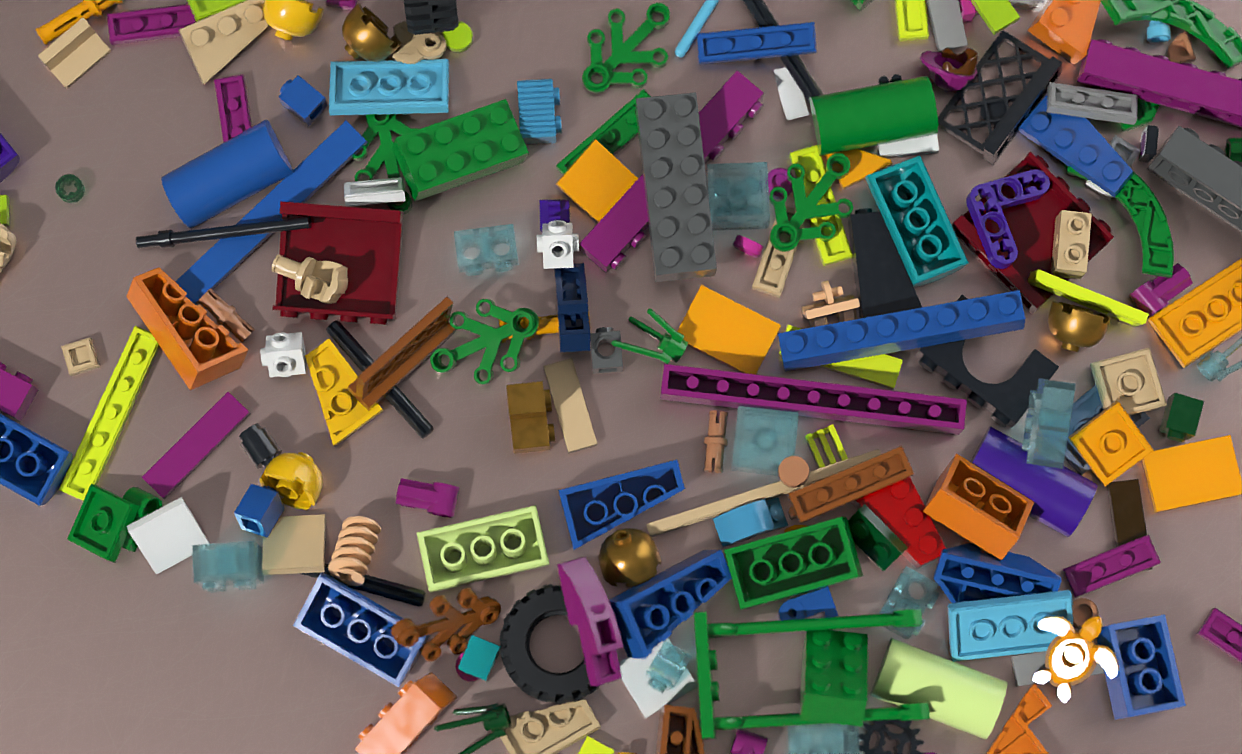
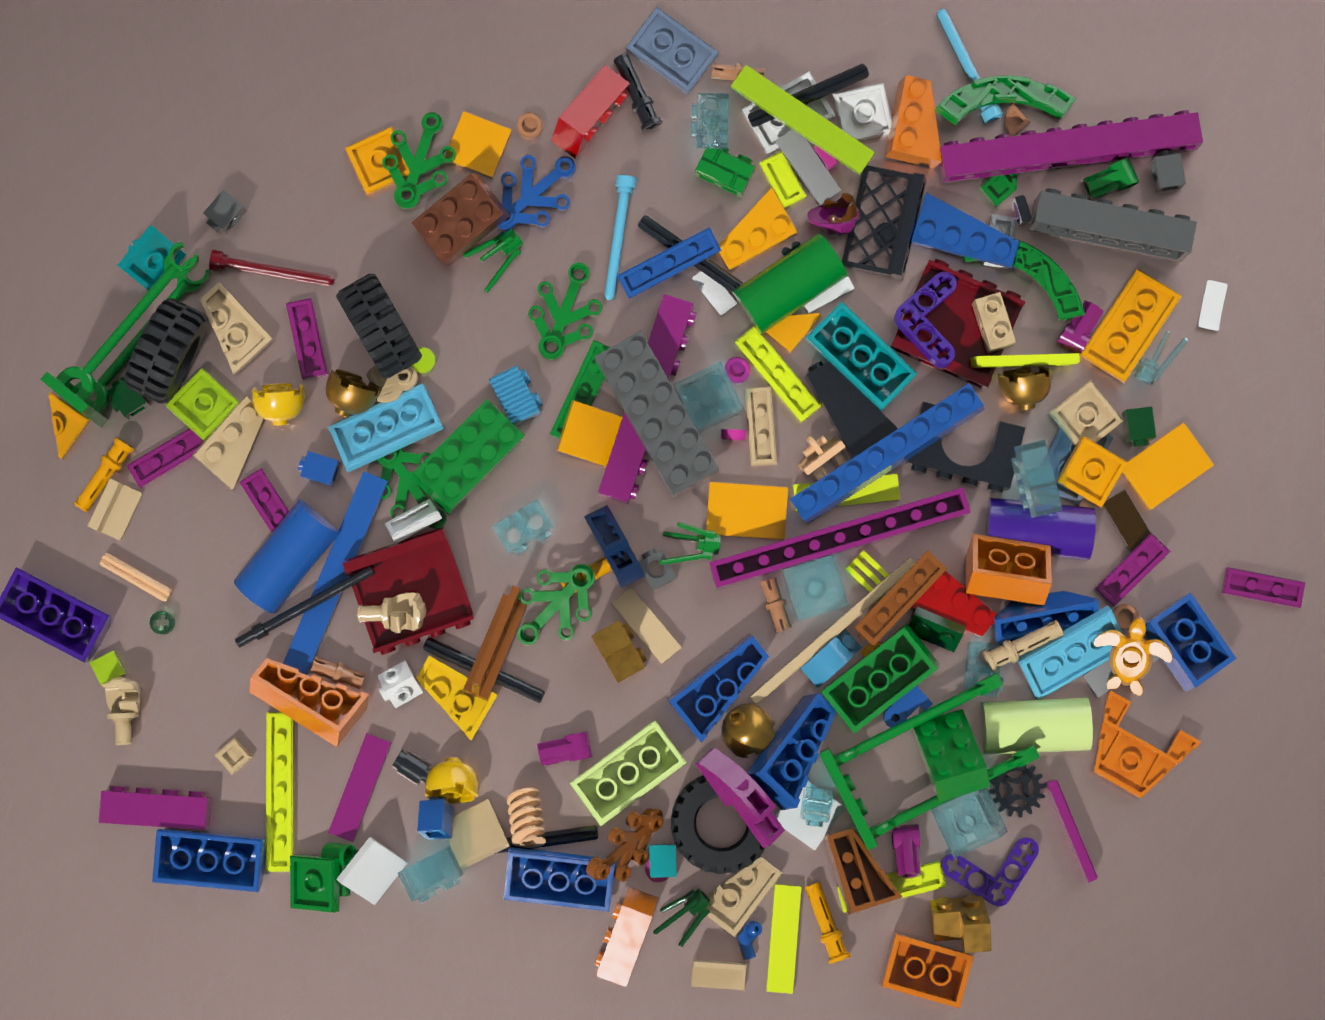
camera: 20 degrees left, 5 degrees up
(64, 131) = (135, 577): none -> light nougat axle
(554, 210) = (566, 475): dark purple tile -> none
(557, 244) = (580, 500): white brick -> none
(793, 471) = (850, 605): nougat tile -> none
(807, 207) = (768, 382): green plant -> none
(861, 52) = (757, 232): none -> light orange wing
(946, 593) = (1012, 650): none -> tan pin
(1092, 103) = (962, 197): light grey tile -> none

